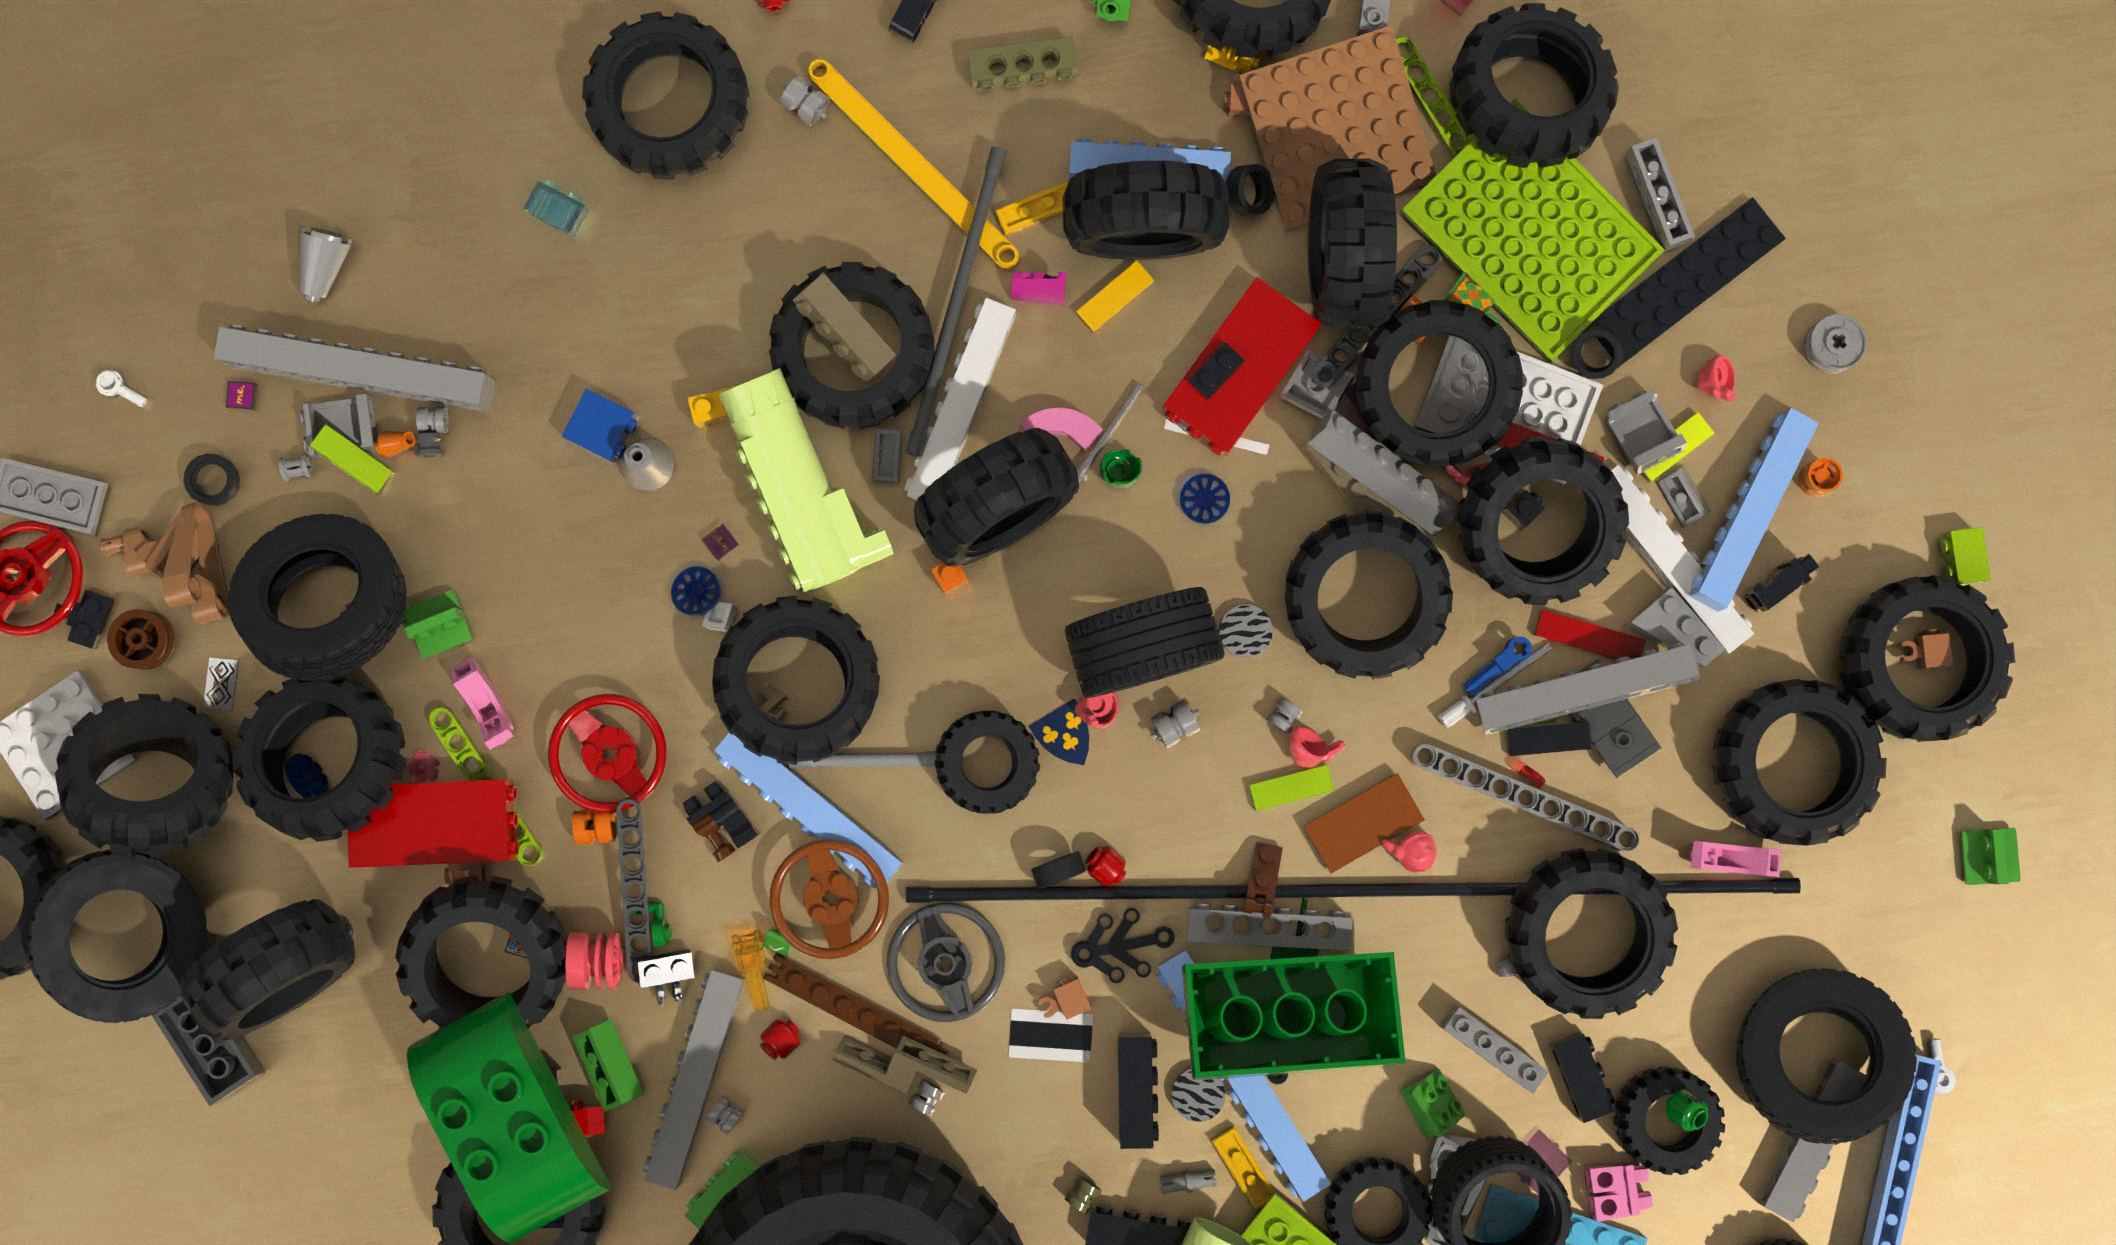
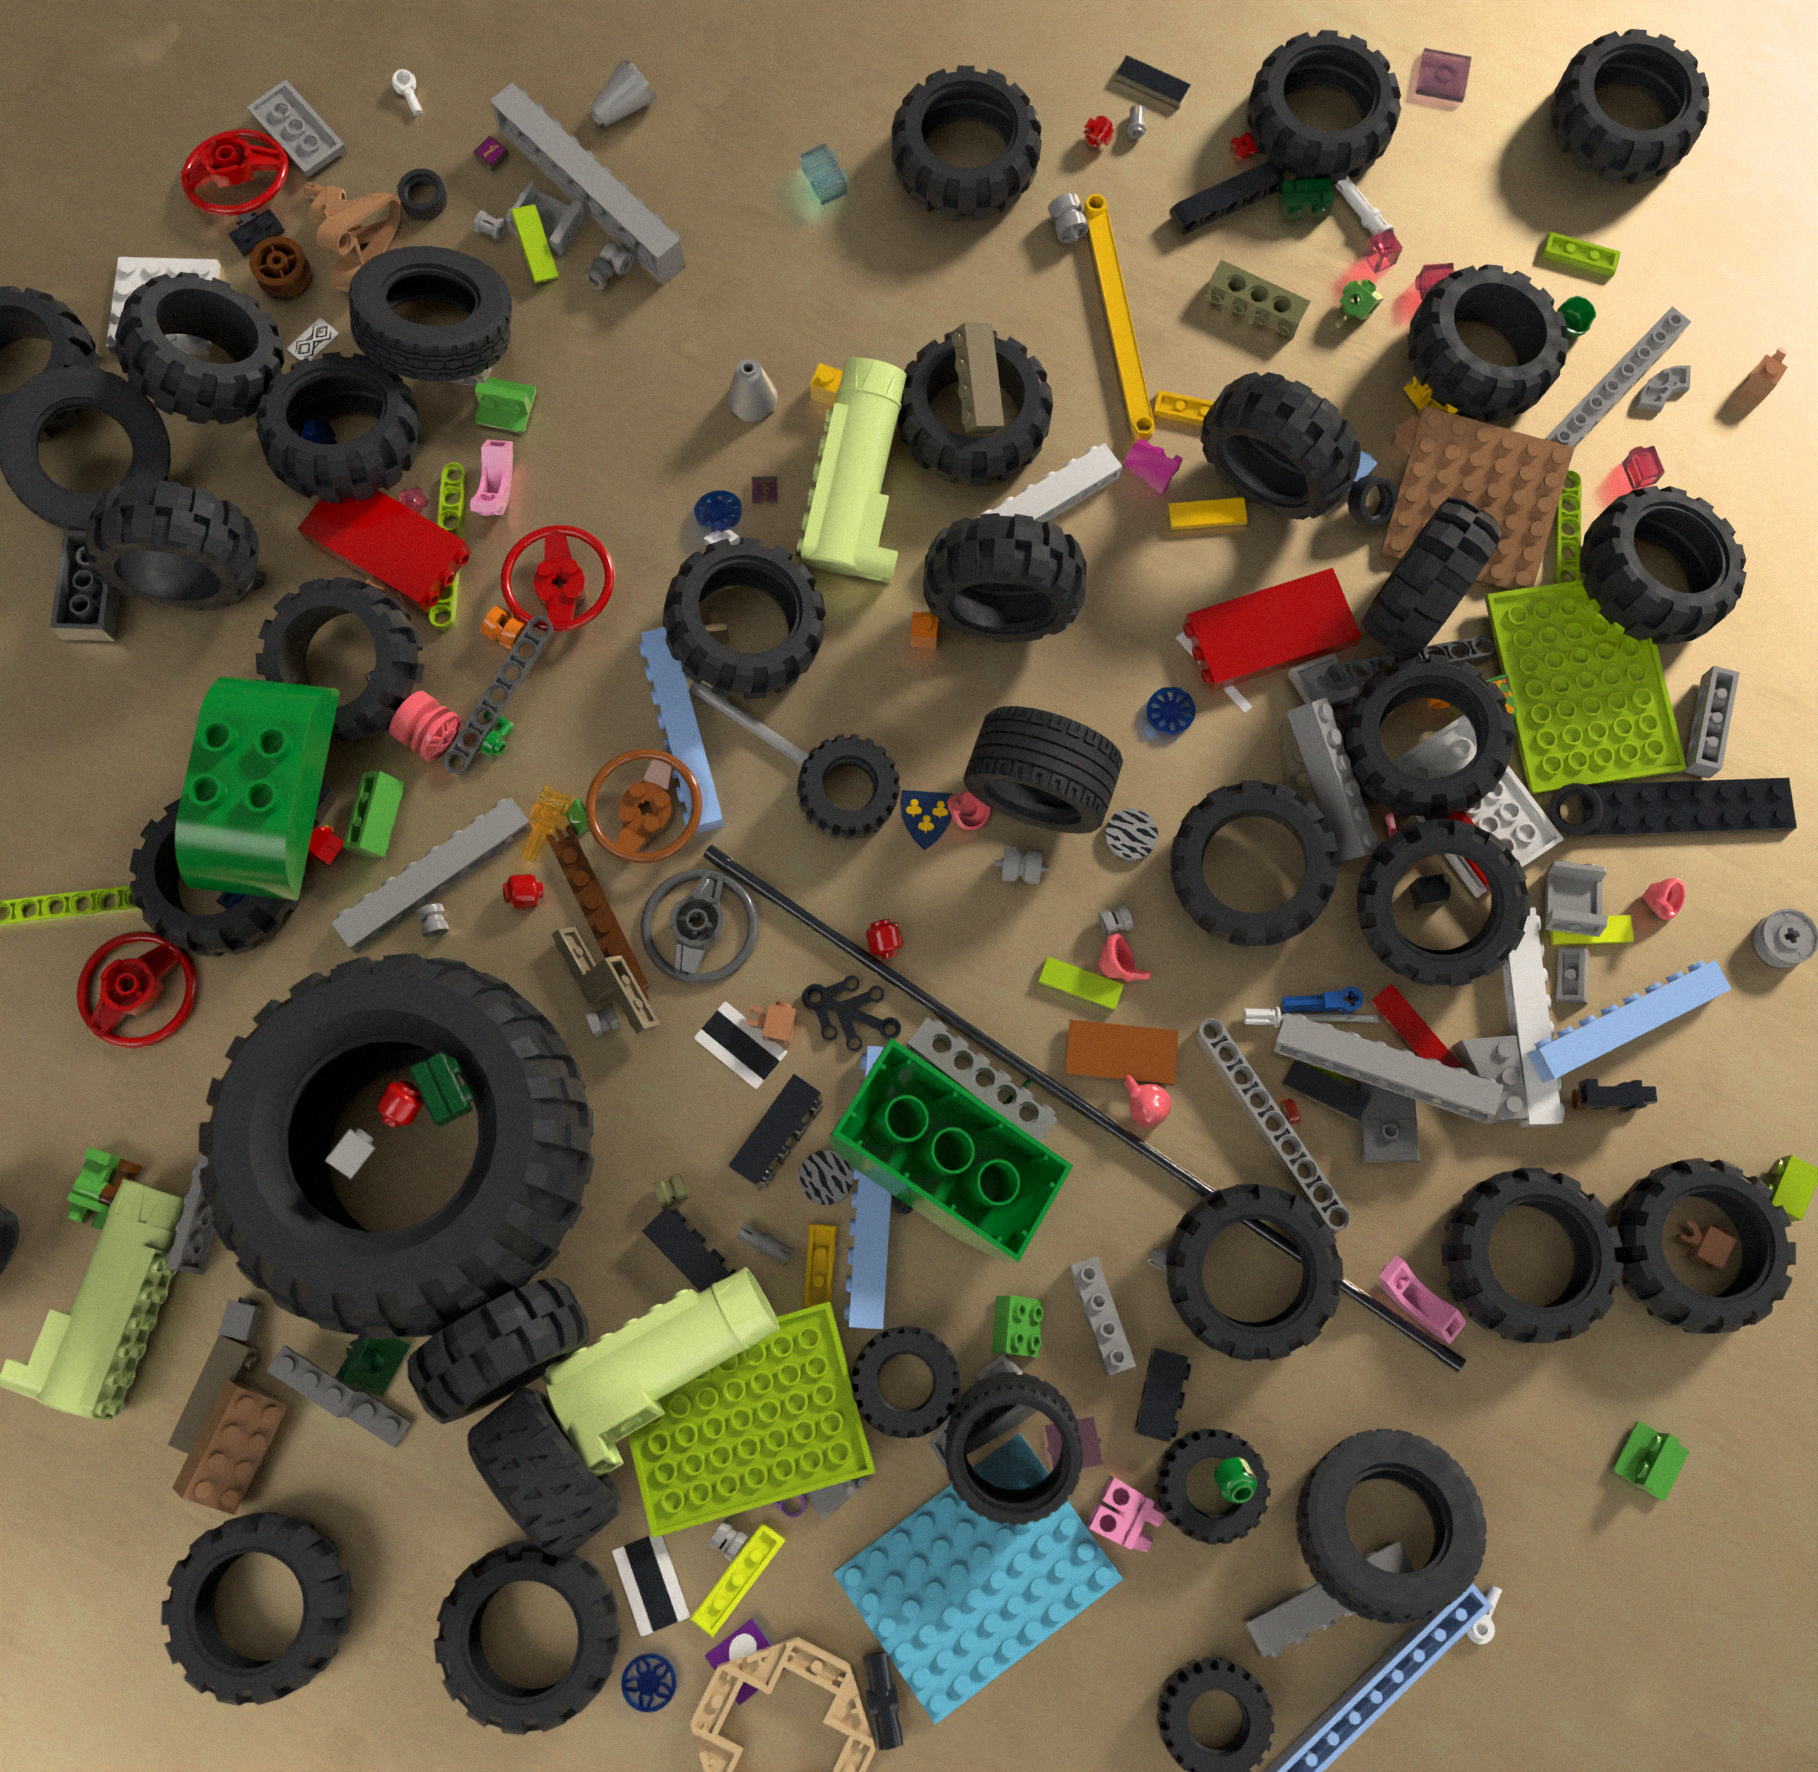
camera: 30 degrees right, 10 degrees down
(393, 442) = (575, 254): orange cone -> none
(600, 426) = (736, 339): blue piece -> none
(665, 969) = (474, 773): hinge -> none
(718, 814) = (607, 685): black hips -> none
(887, 455) = (941, 511): light grey plate -> none
(992, 171) = (1177, 357): dark grey piece -> none
(1058, 870) = (843, 912): black tyre -> none
(1065, 422) = (1104, 584): bright pink arch -> none
(1107, 435) = (1084, 624): light grey sword -> none
(1120, 468) = (1118, 641): green hair -> none
(1216, 371) = (1249, 614): black plate -> none
(1263, 879) = (1005, 1037): reddish brown plate -> none
(1820, 476) = (1704, 1035): orange wheel -> none

